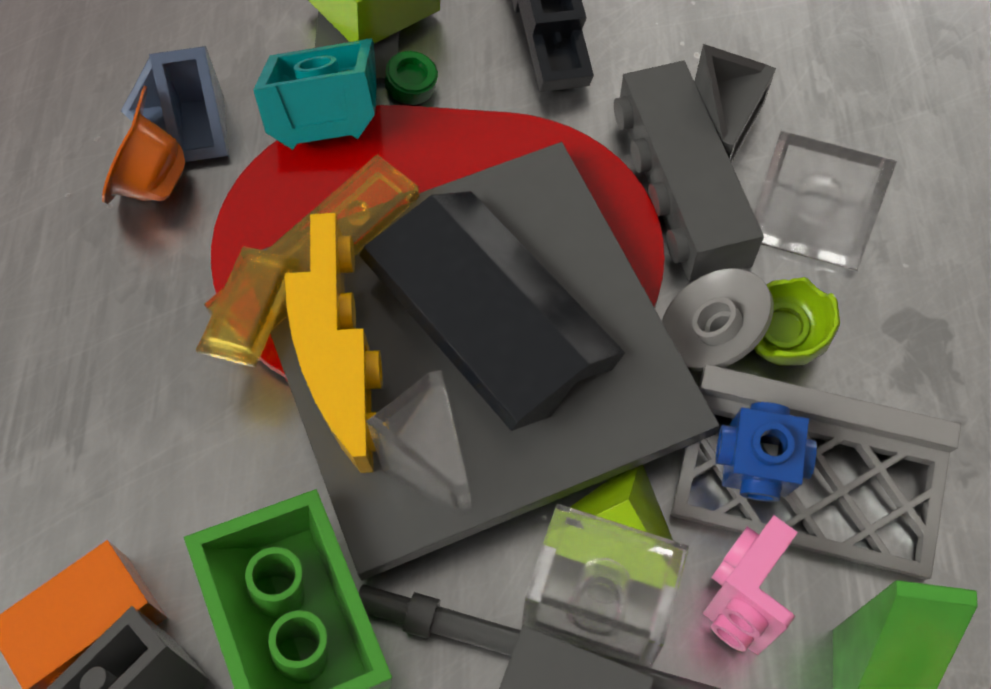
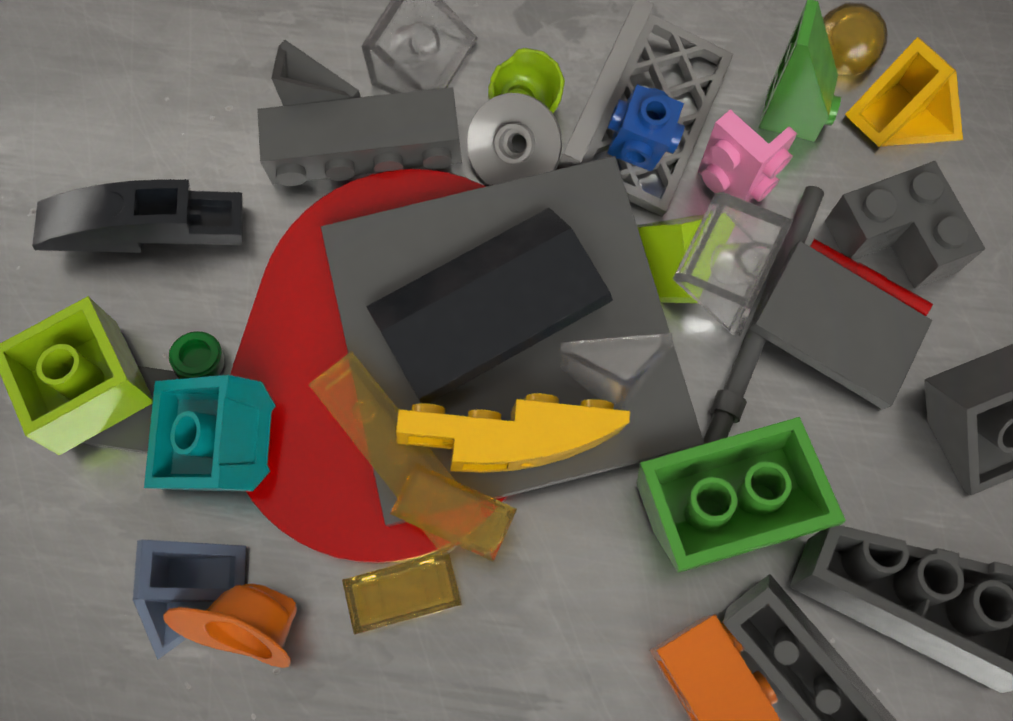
camera: 80 degrees left, 10 degrees up
(179, 292) = (401, 592): none -> clear yellow tile

